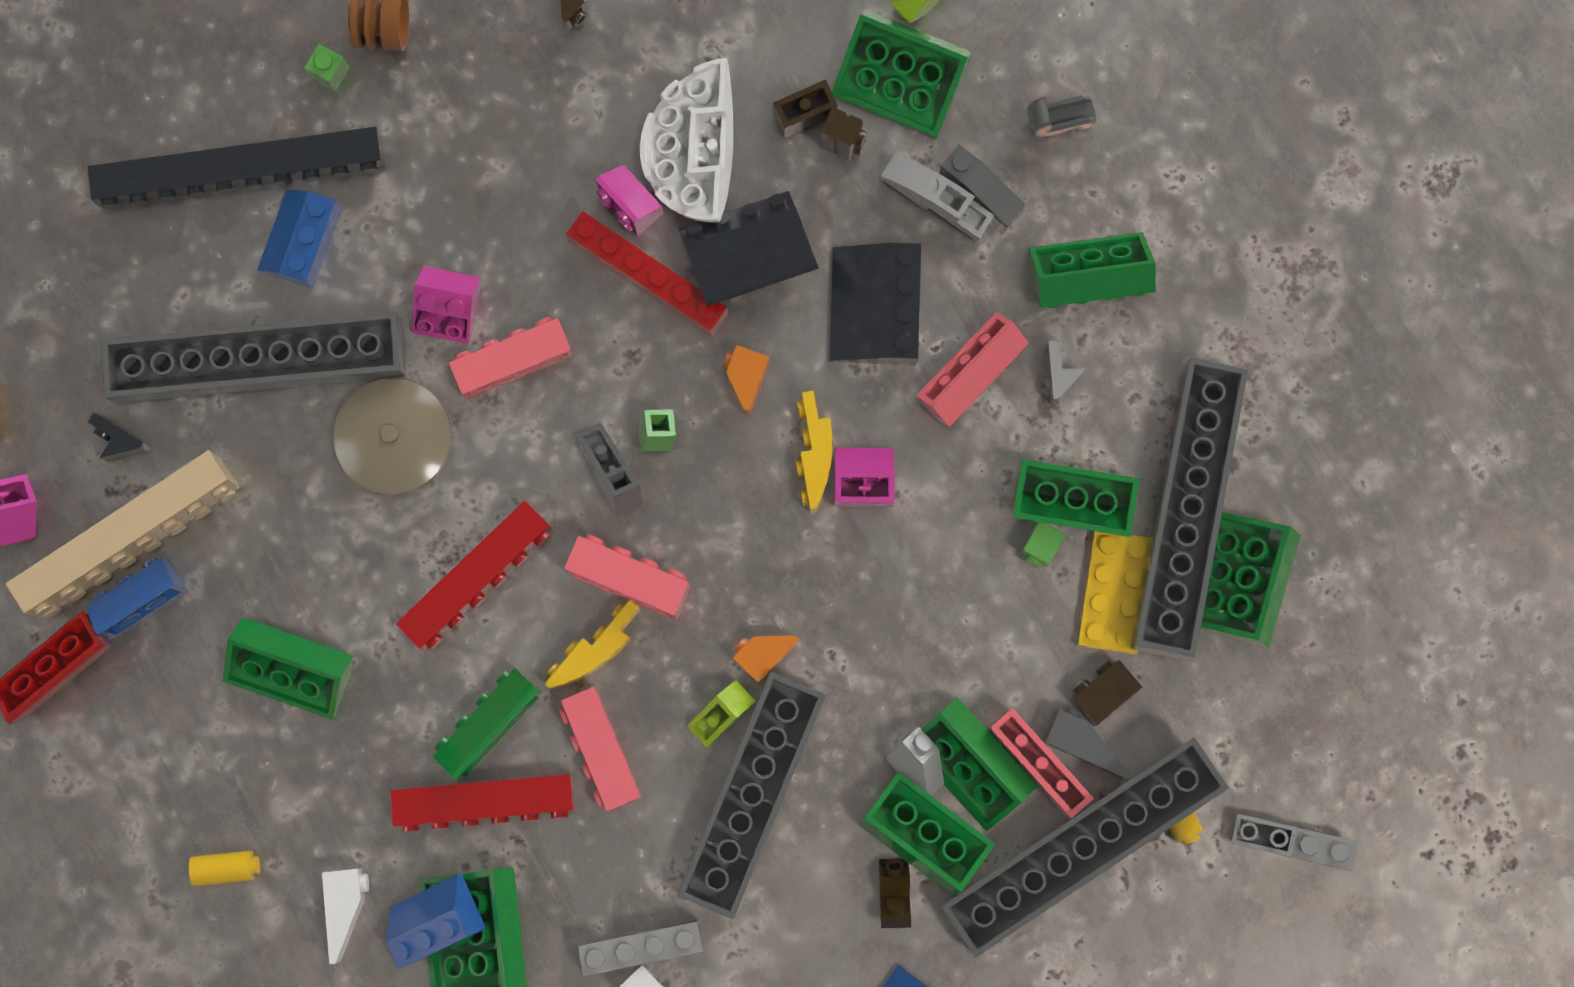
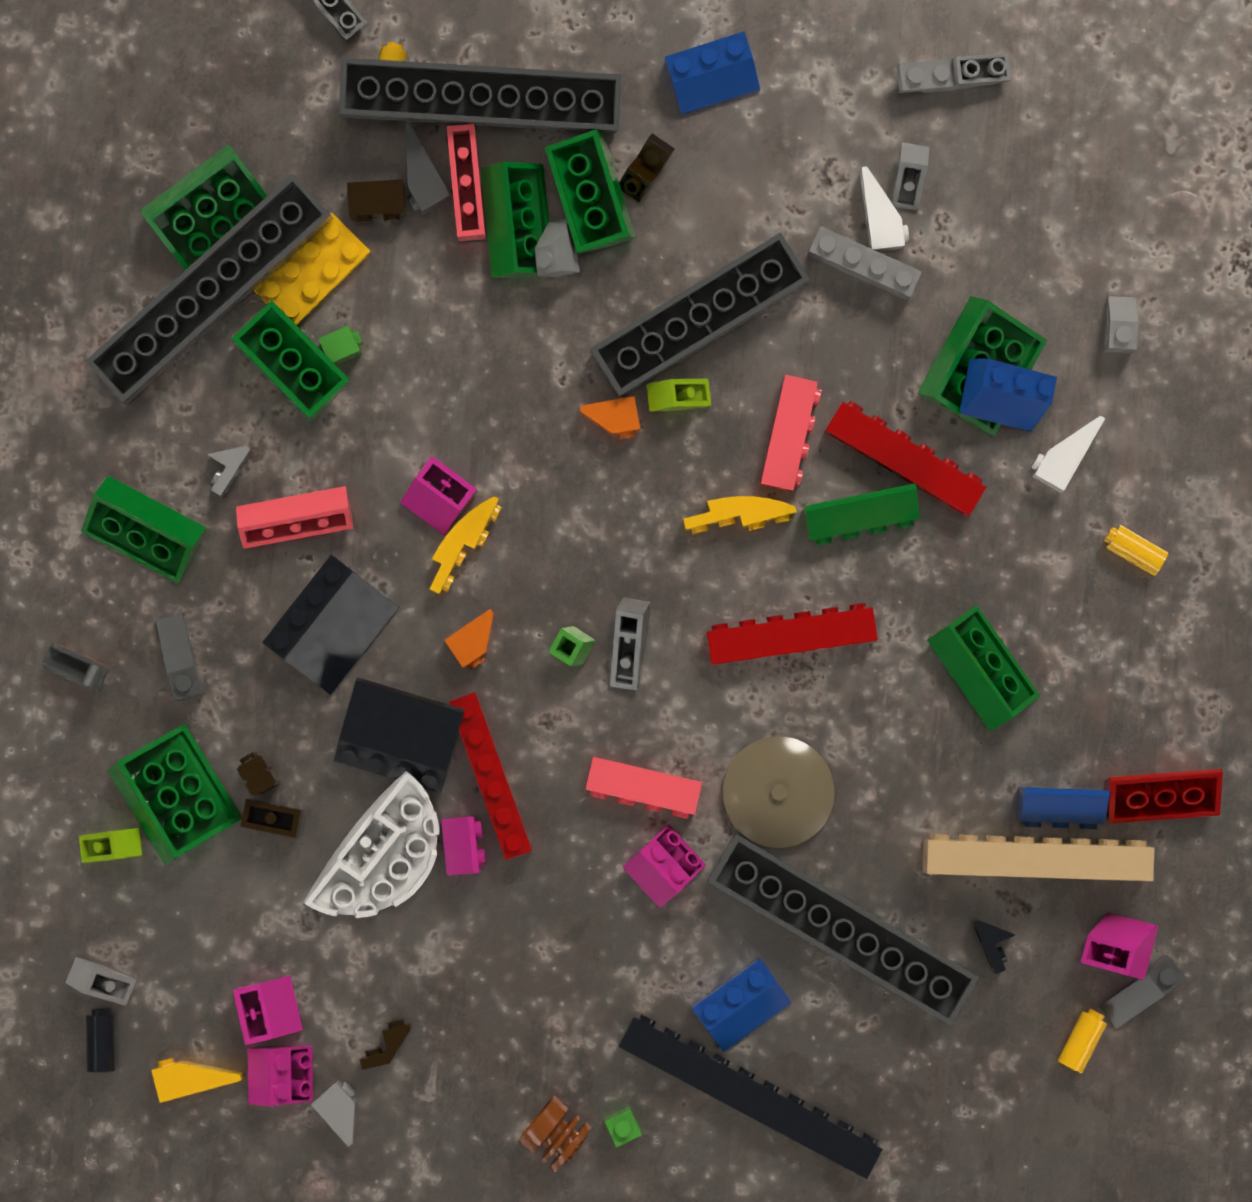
camera: 150 degrees left, 5 degrees up
(627, 577) = (675, 545): coral brick -> none
(938, 193) = (219, 674): light grey slope -> none

